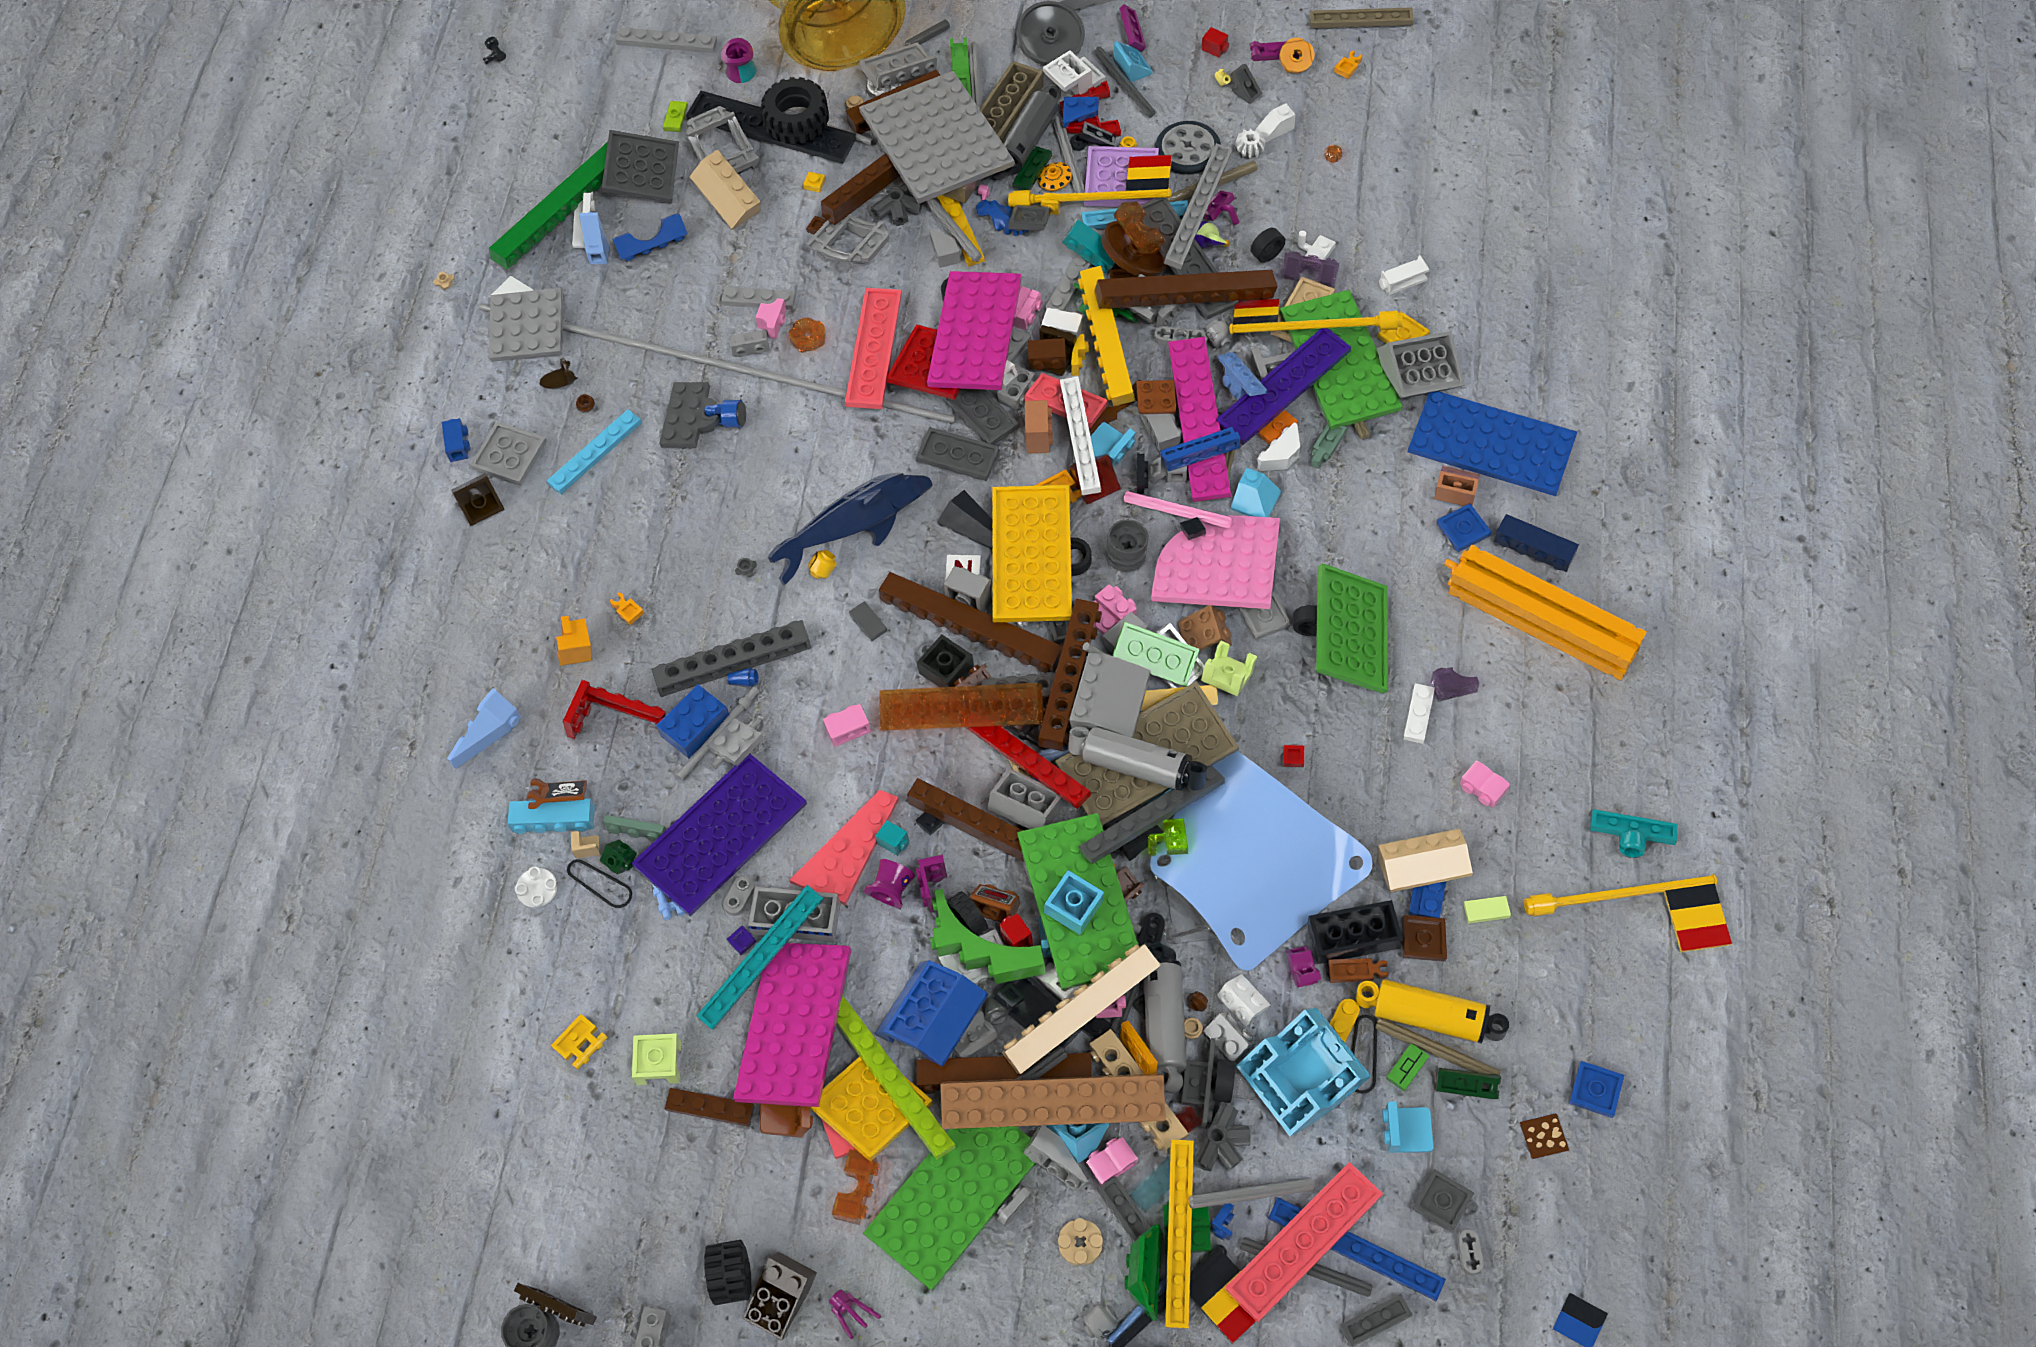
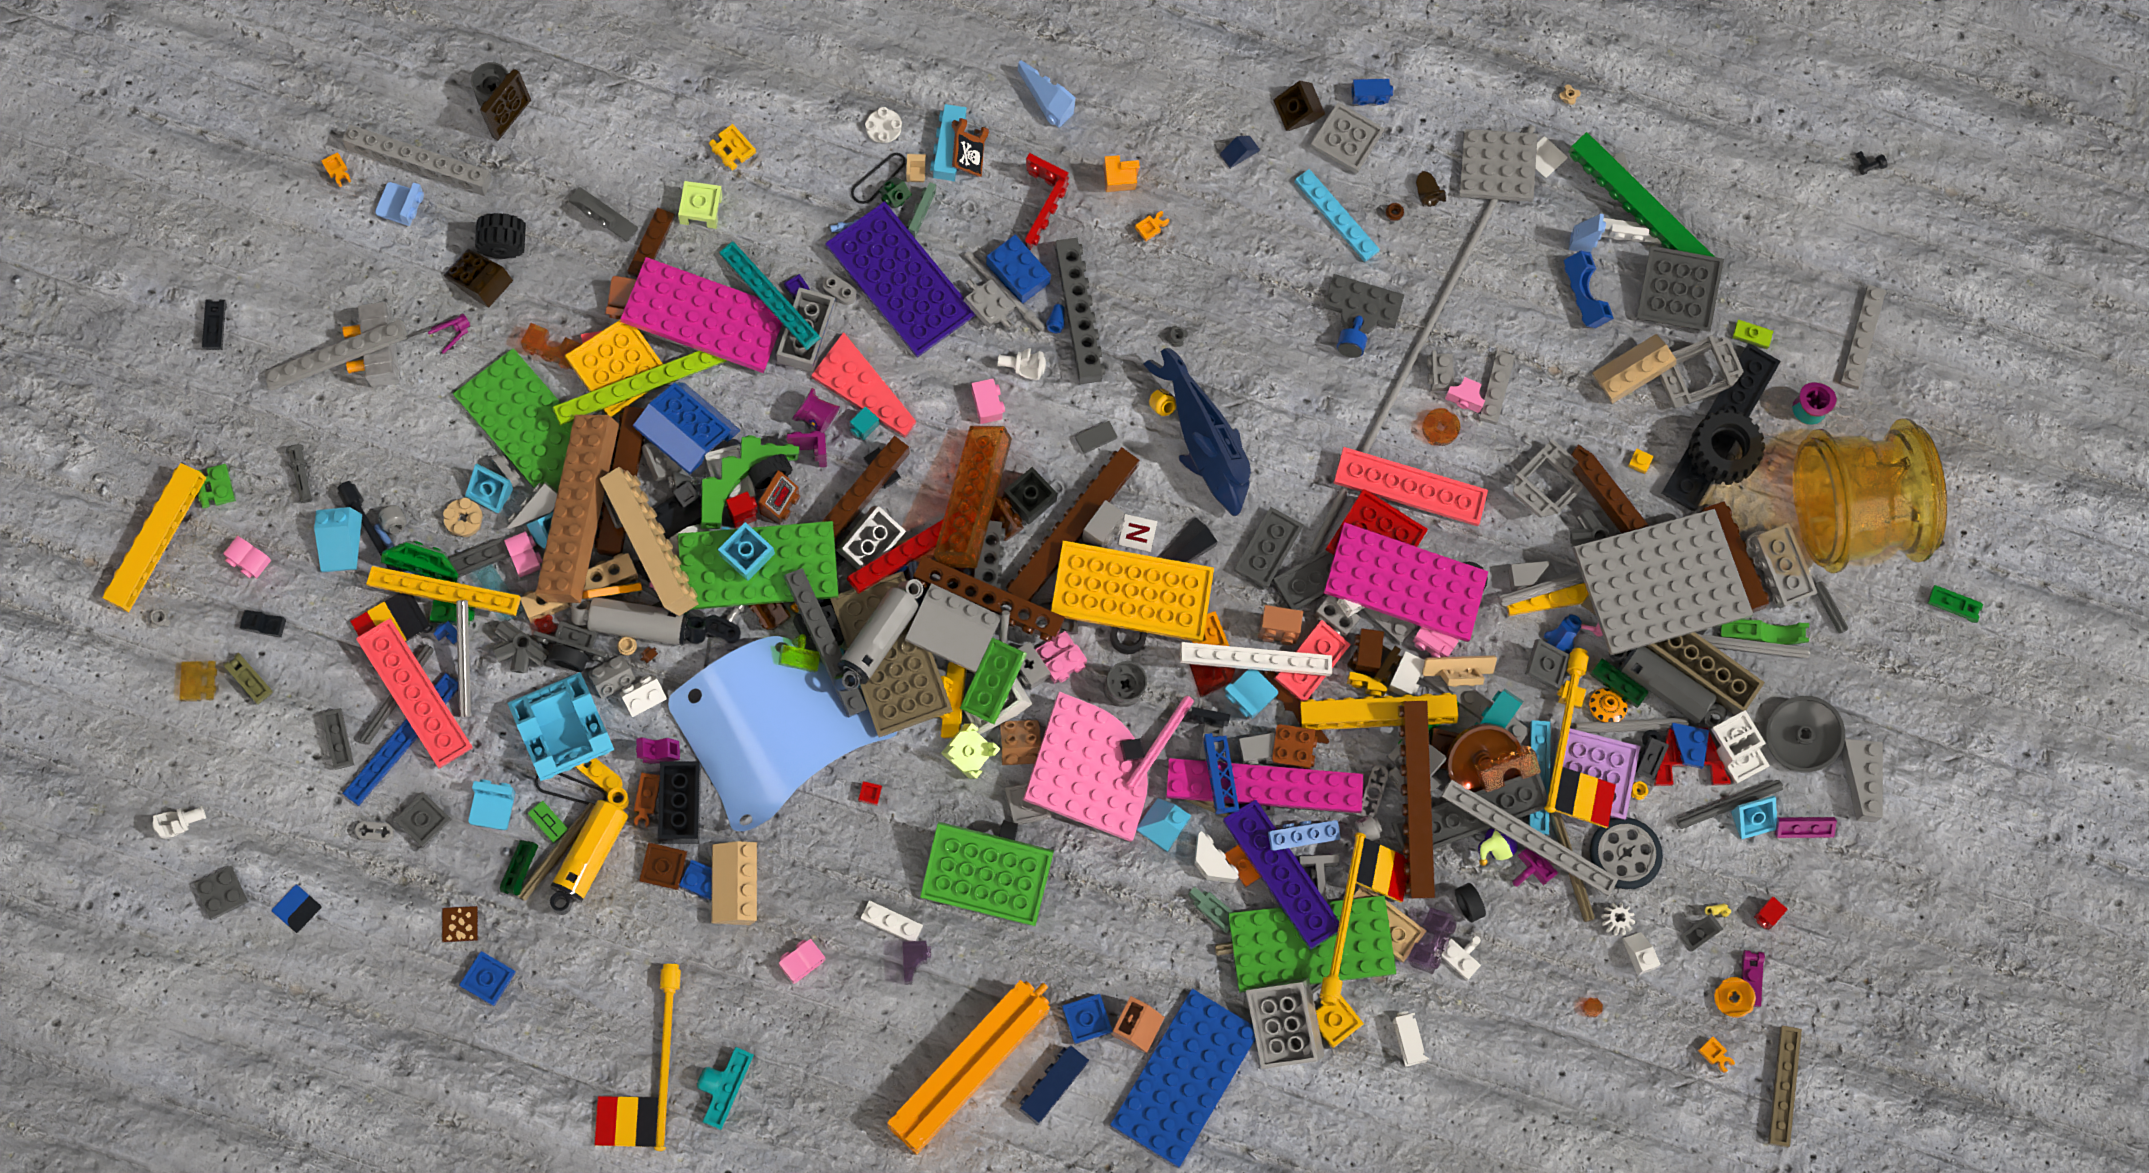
camera: 85 degrees right, 10 degrees up
(533, 545) = (1239, 150): none -> dark blue slope
(679, 1168) = (603, 214): none -> dark grey bracket
(799, 695) = (1026, 364): none -> white piece
(853, 101) = (1742, 516): tan plate -> none
(1042, 1219) = (488, 488): none -> medium azure slope
(1051, 280) = (1460, 670): none -> tan bracket
(1486, 909) = (678, 931): yellowish green tile -> none

